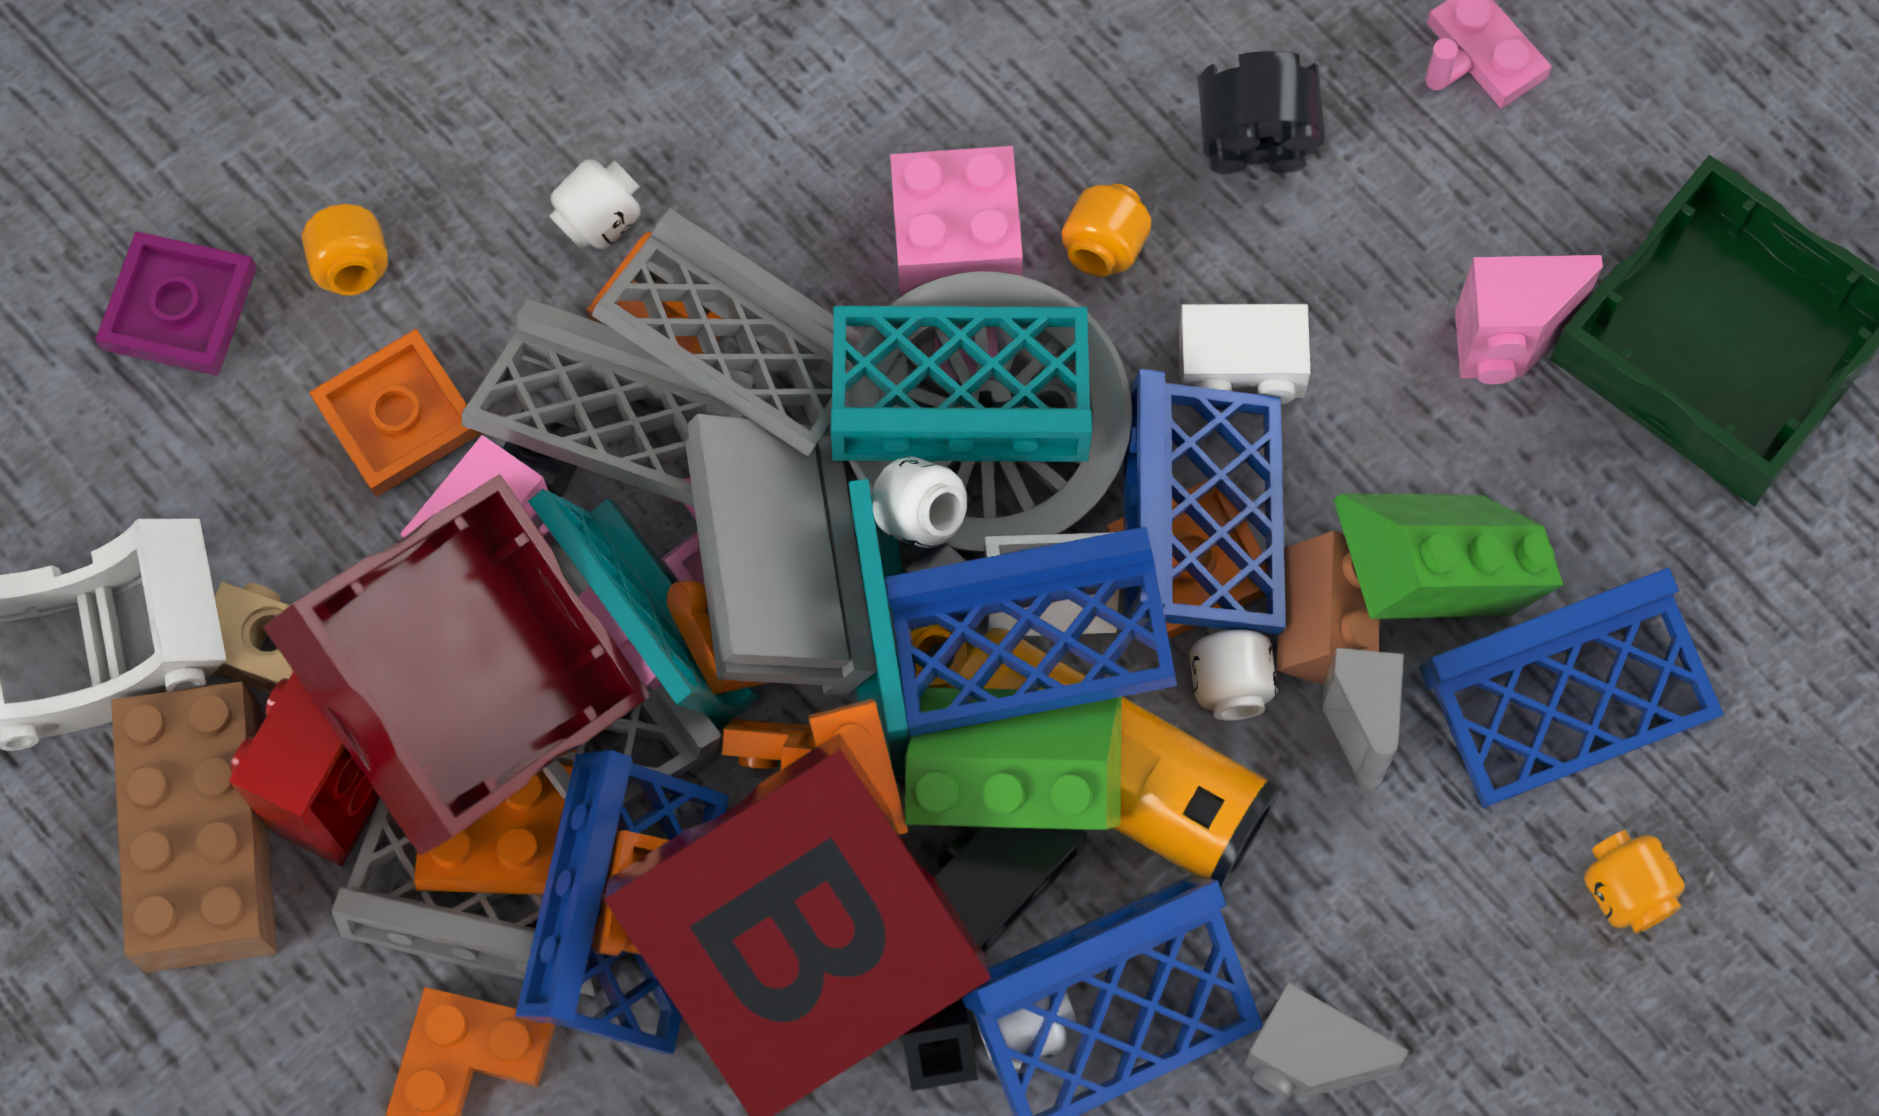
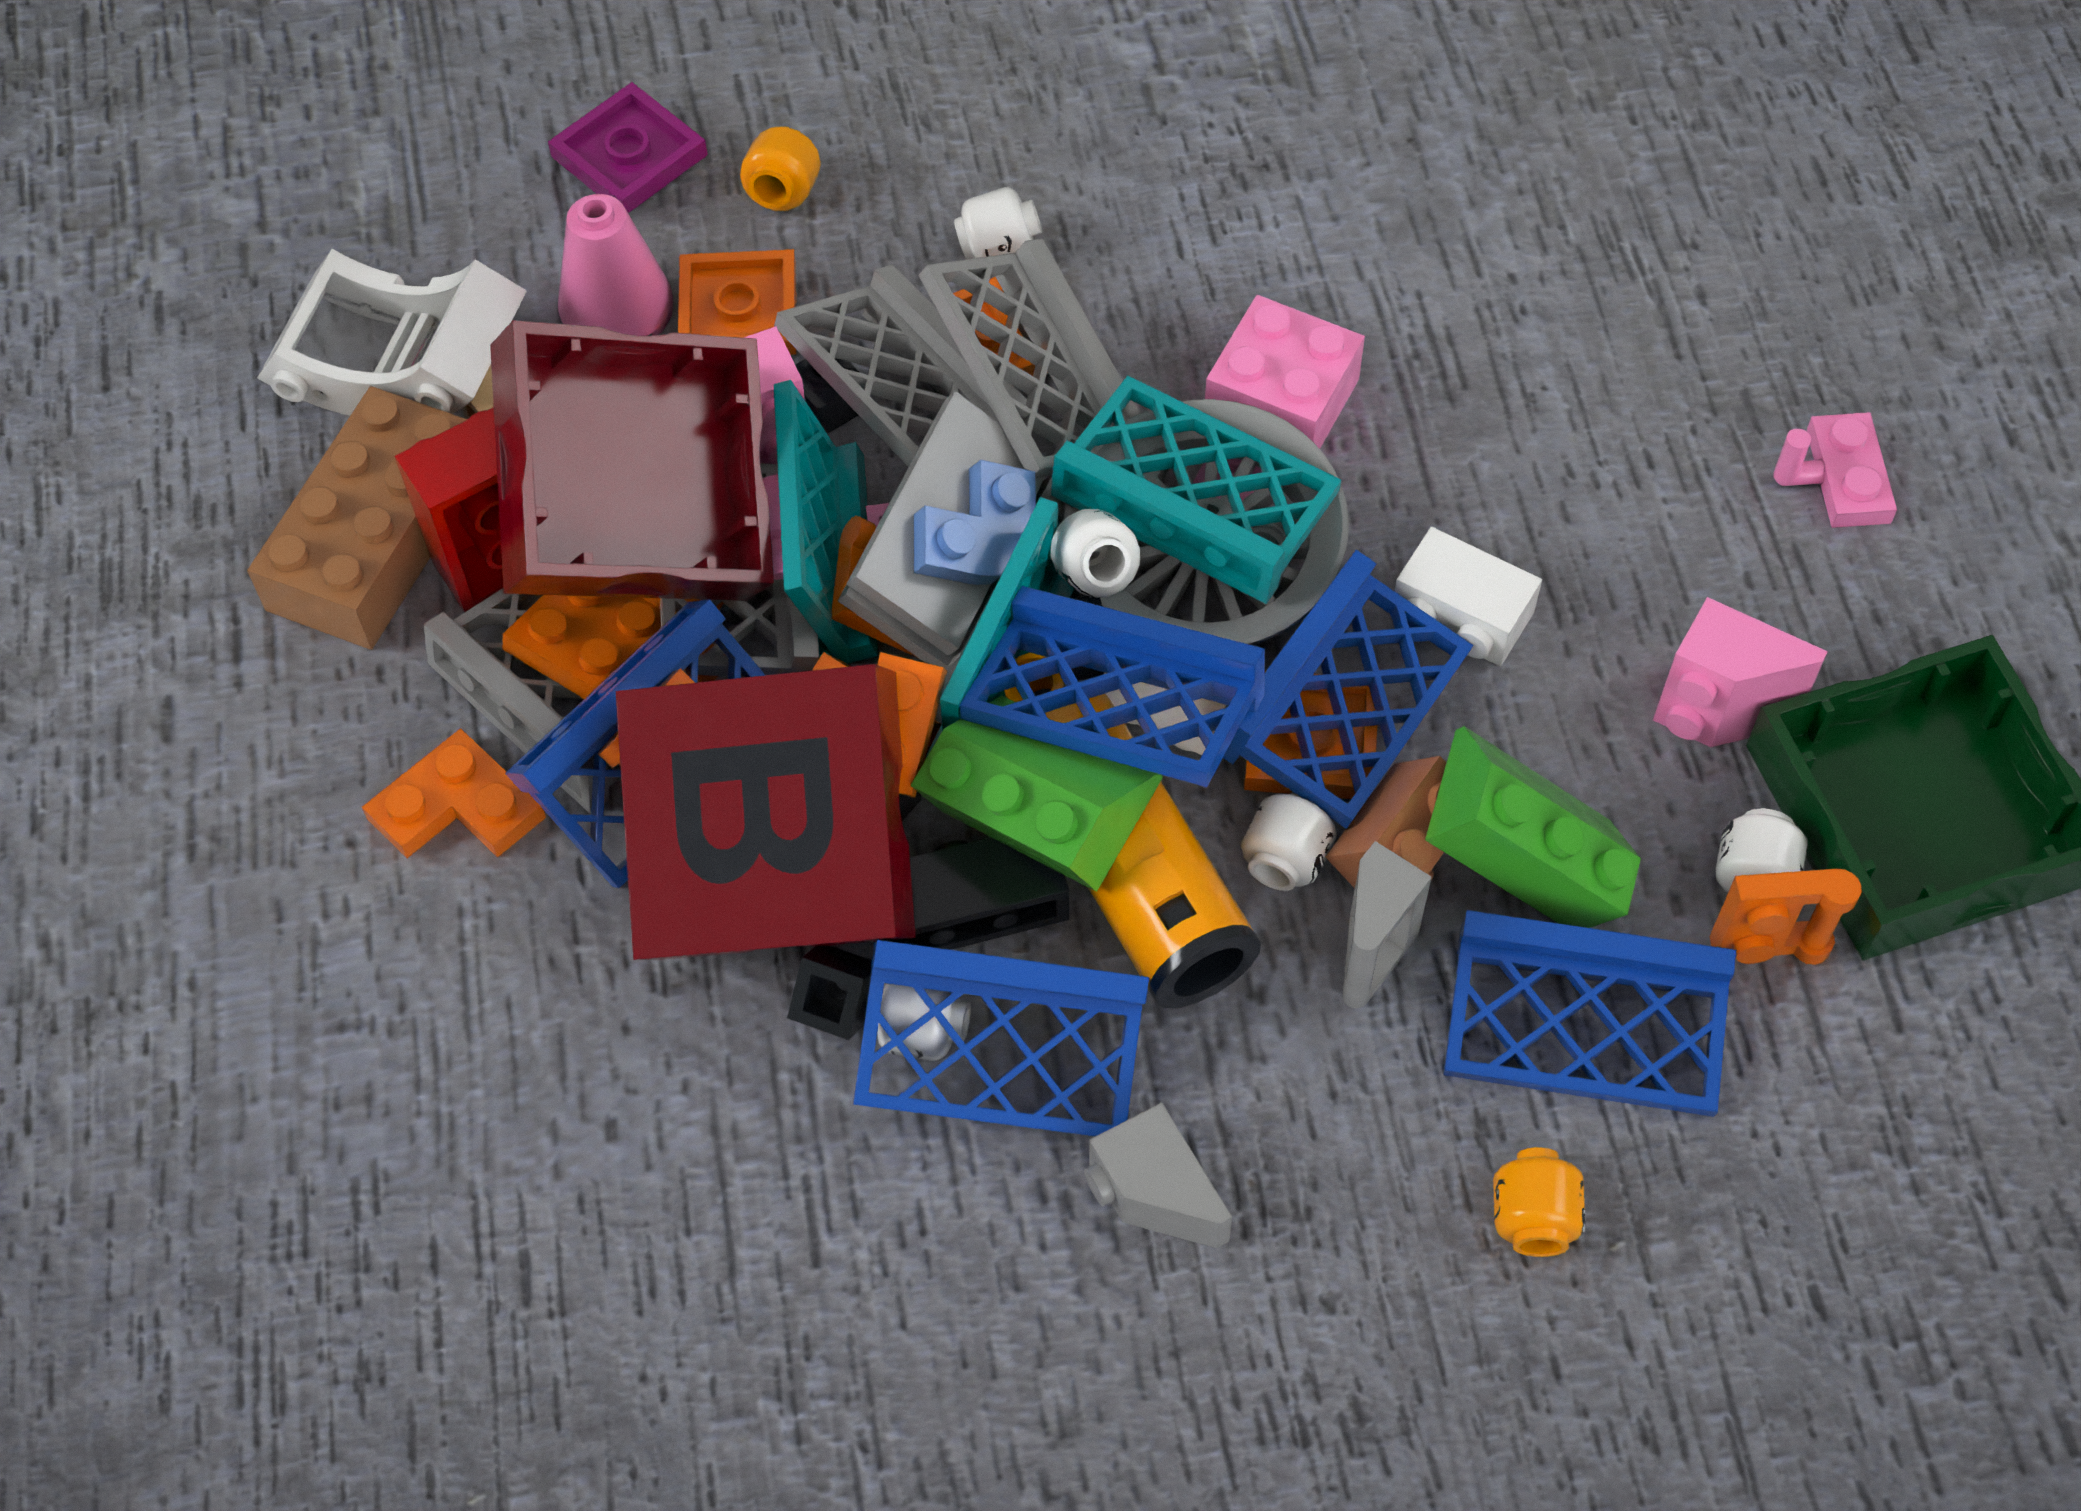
camera: 30 degrees right, 10 degrees down
(264, 461) = (610, 272): none -> bright pink cone
(817, 535) = (976, 544): none -> medium blue plate
(1106, 230) = (1407, 445): light orange head -> none
(1261, 112) = (1601, 415): black brick -> none
(1630, 464) = (1760, 844): none -> white head
(1693, 508) = (1763, 913): none -> orange plate

